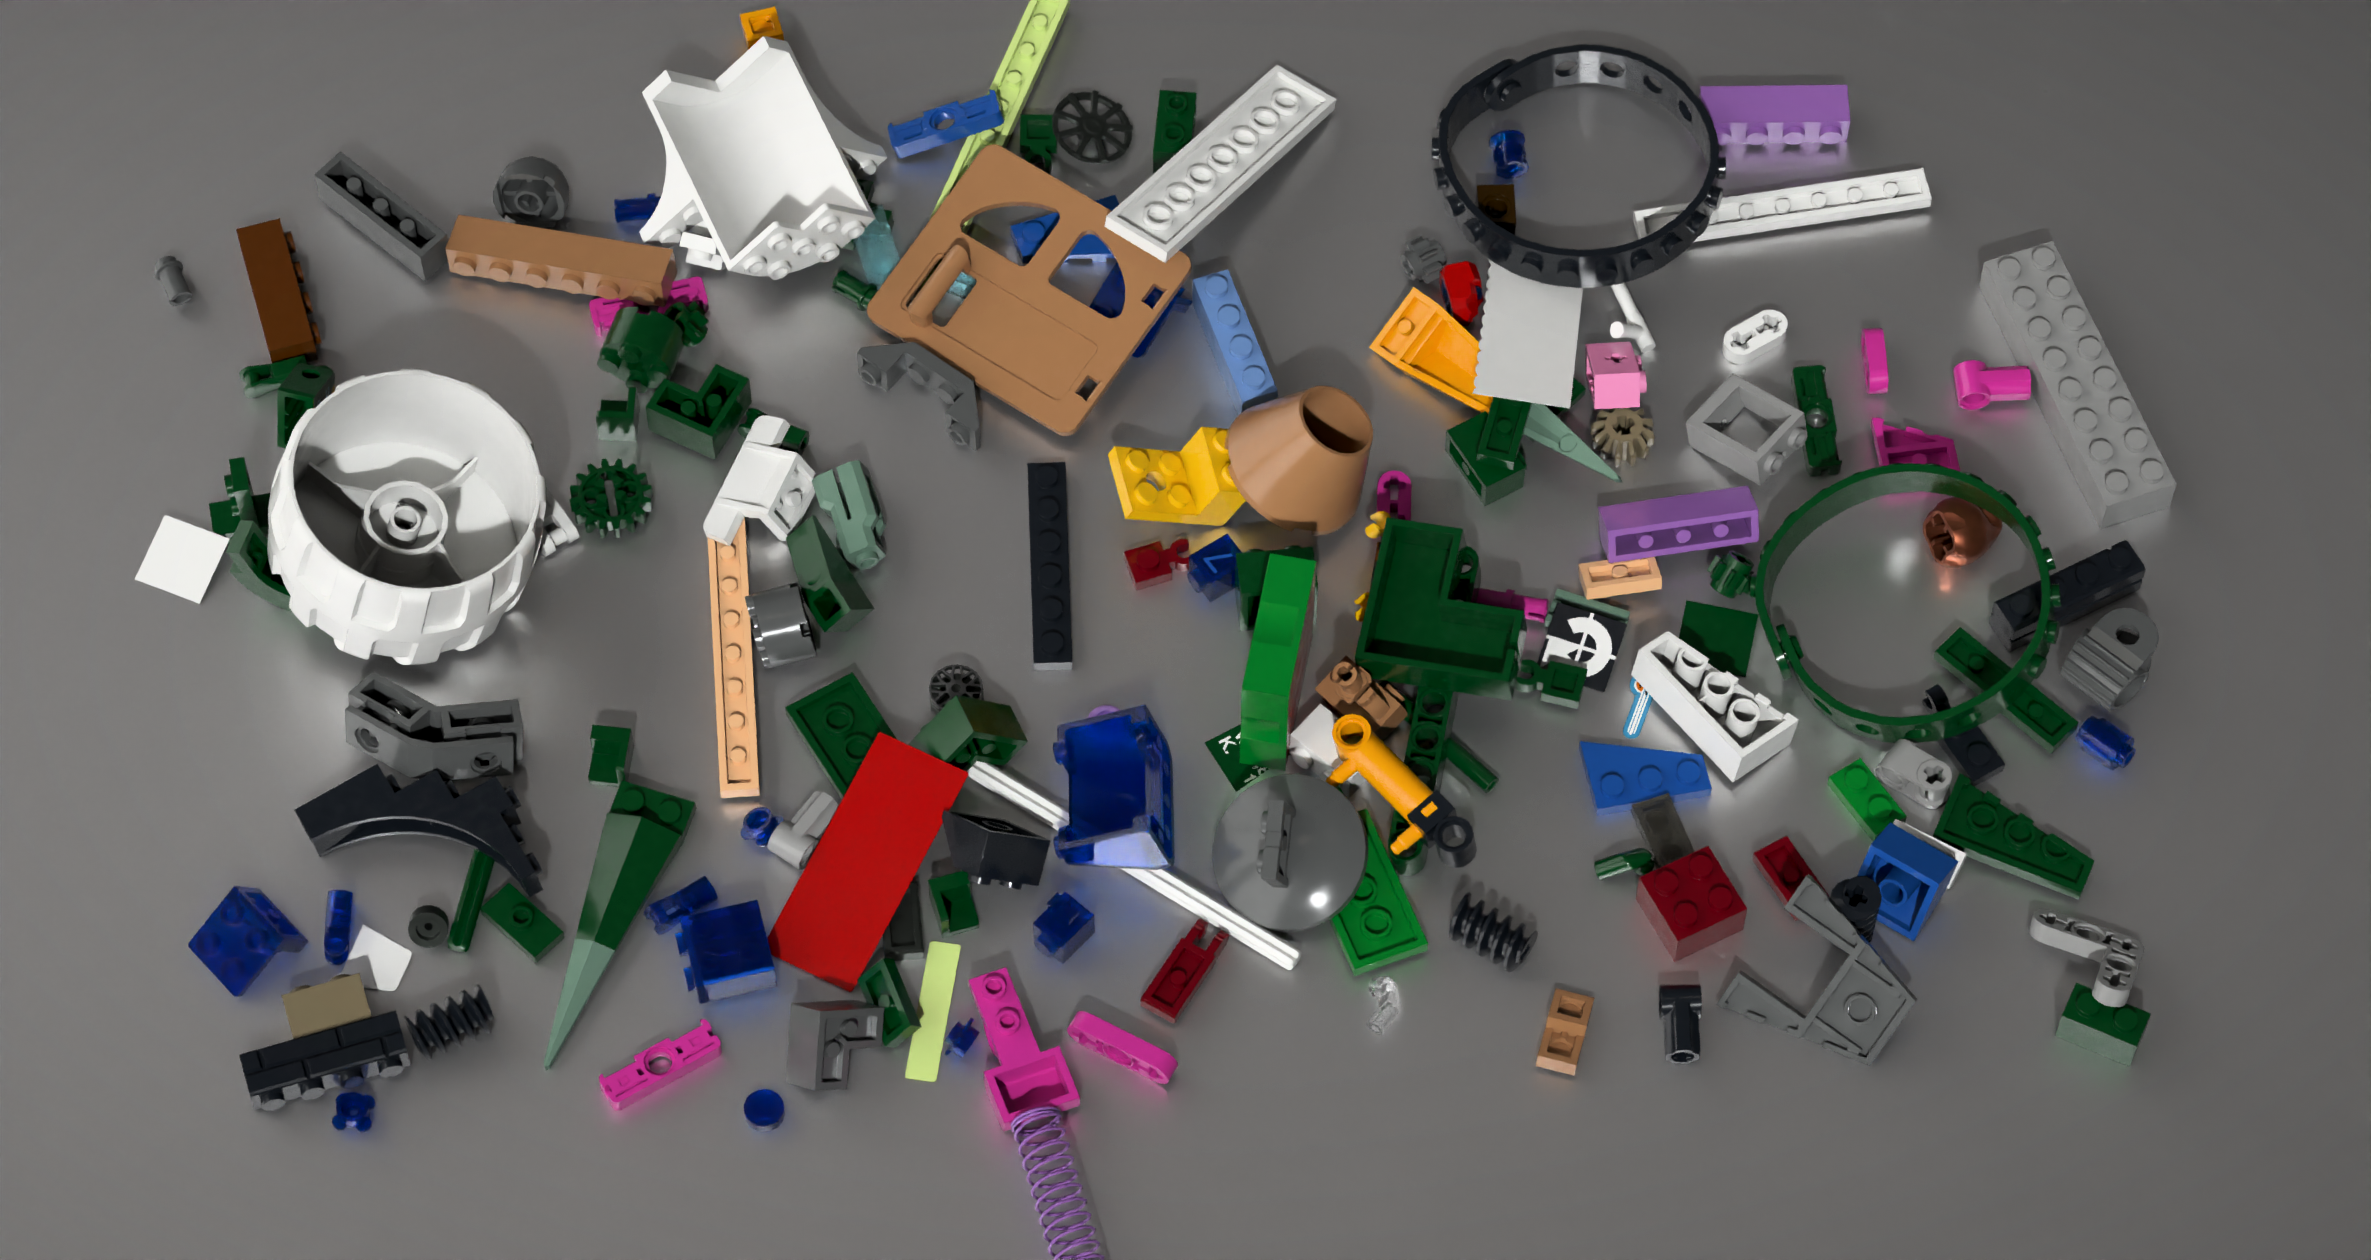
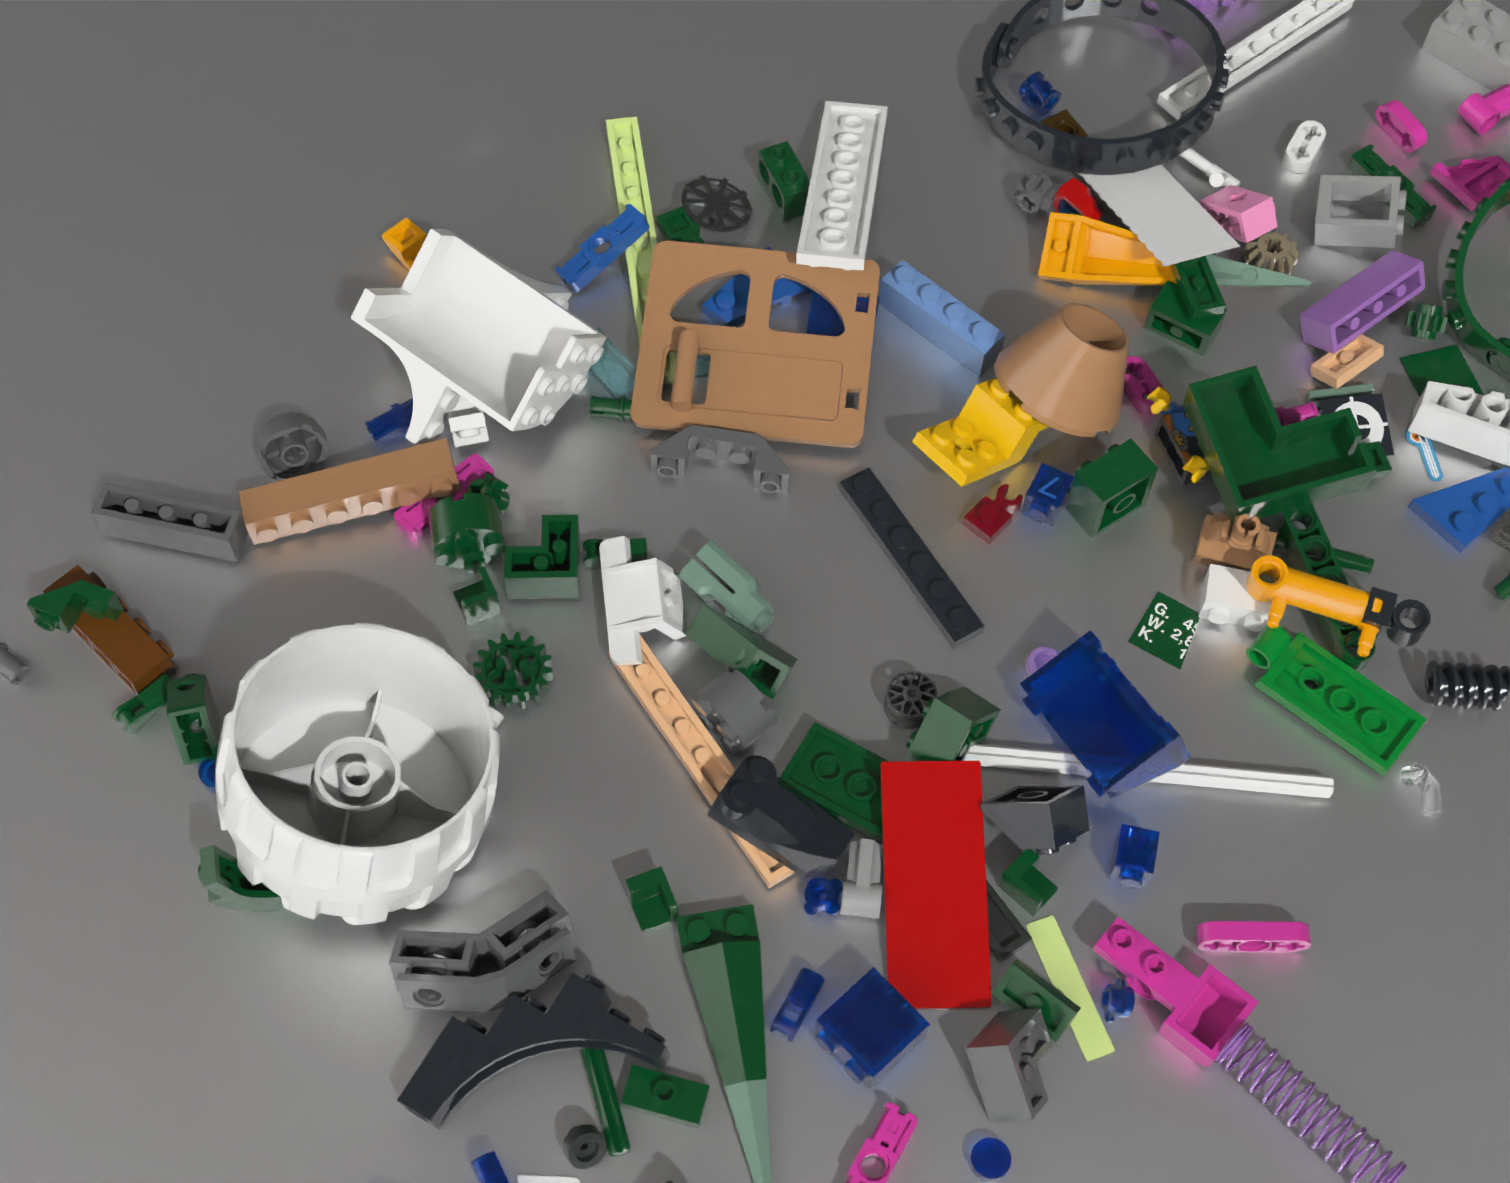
camera: 30 degrees left, 0 degrees up
(182, 559) = (149, 910): white sticker -> none
(242, 503) = (186, 835): dark green bracket -> none
(247, 251) = (63, 606): none -> dark green slope
(761, 736) = (779, 818): none -> black slope
(1183, 973) = (1254, 845): dark red hinge -> none
(1277, 661) = (1172, 542): green tile -> none
(1290, 852) = (1276, 697): dark grey bracket -> none

